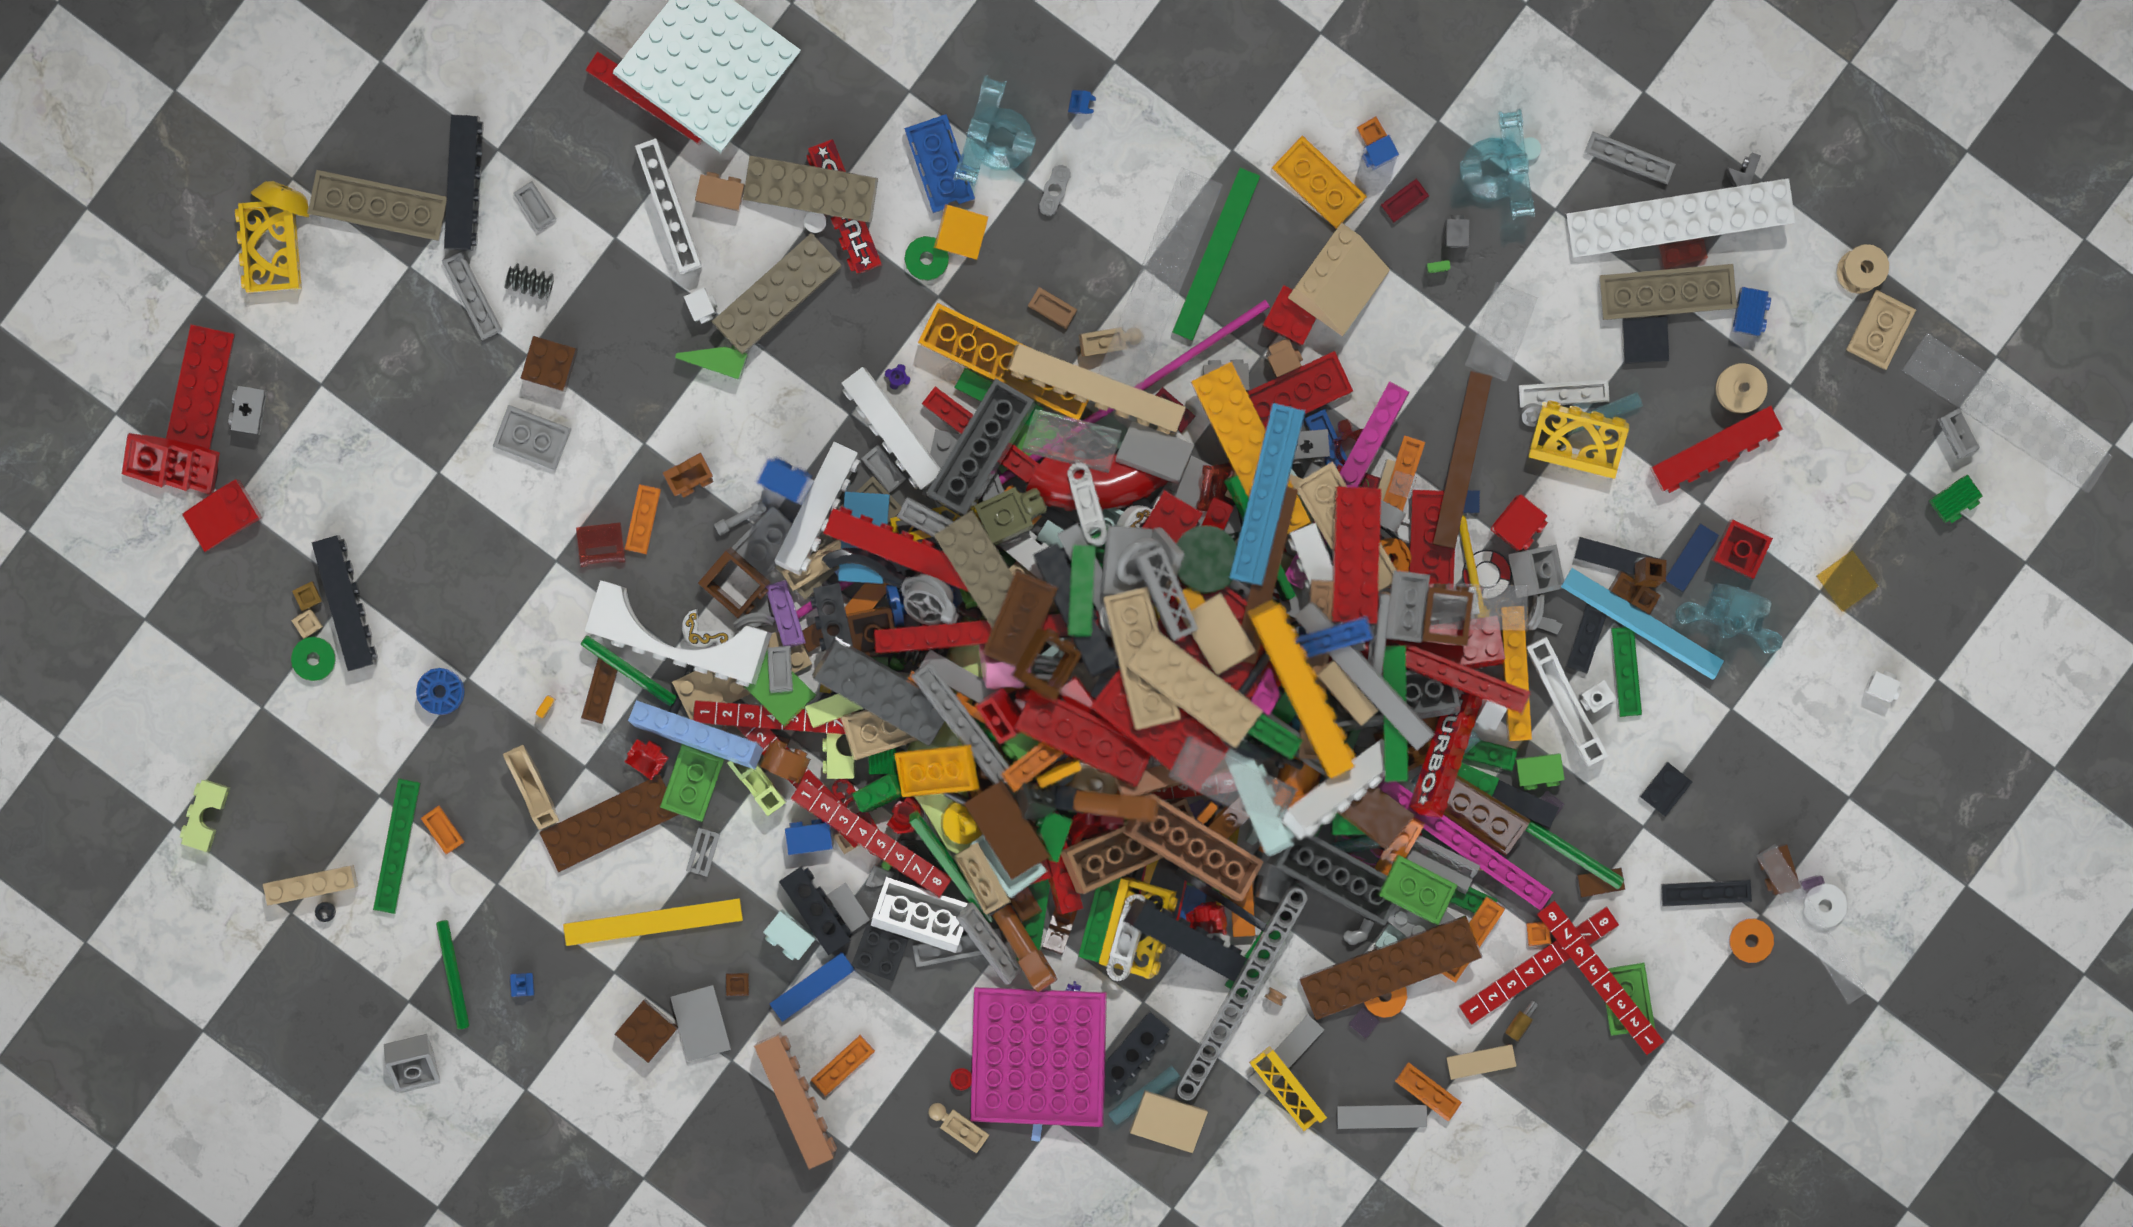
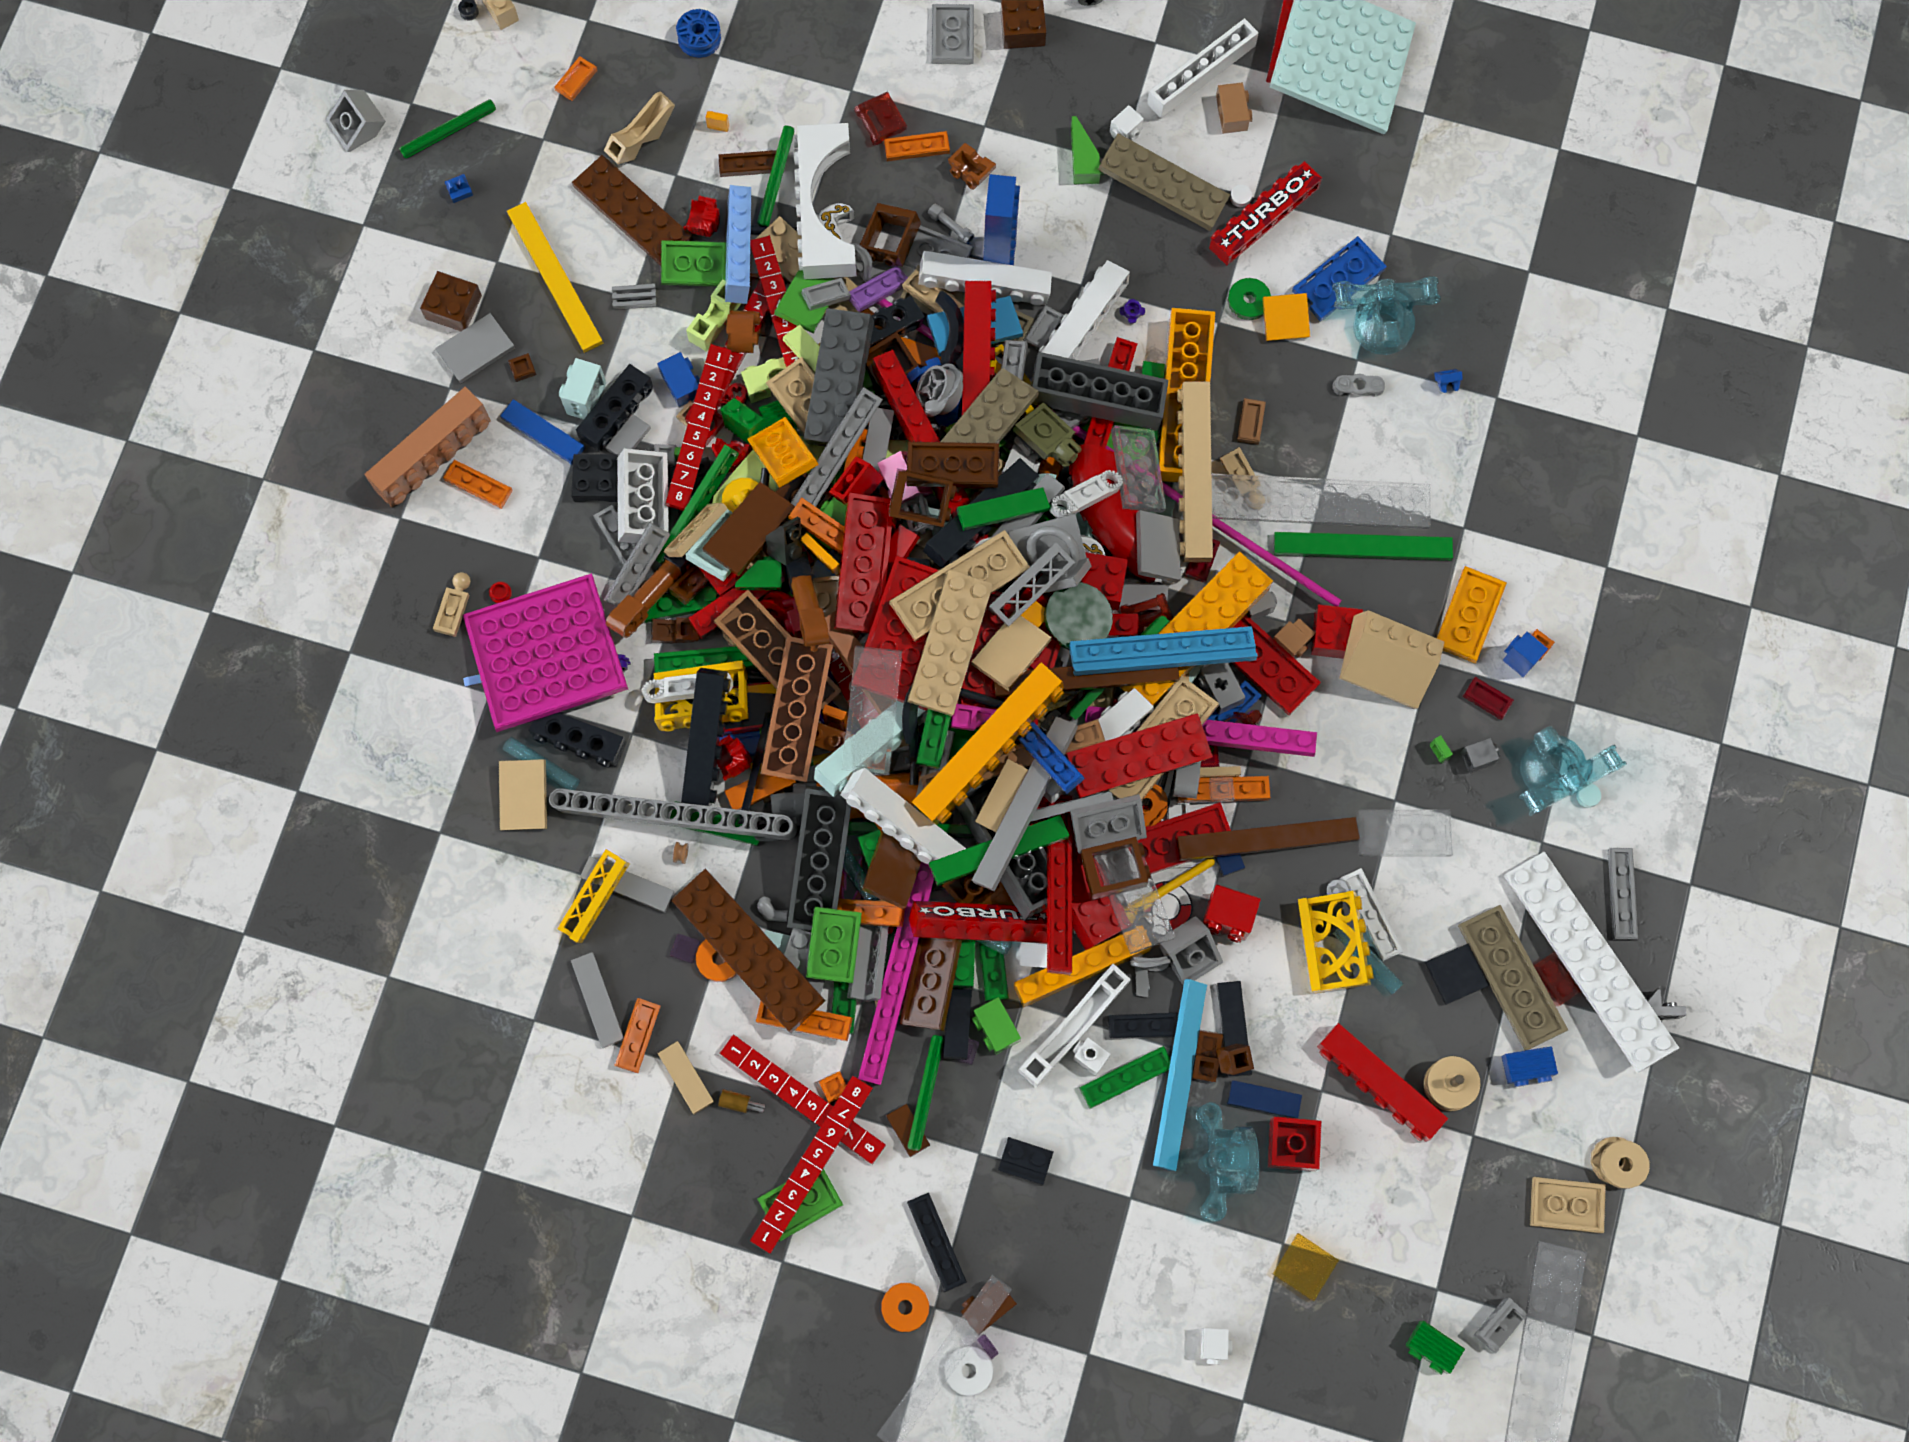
camera: 65 degrees right, 15 degrees down
(396, 846) = (547, 47): green tile -> none
(810, 188) = (1270, 175): dark tan plate -> none

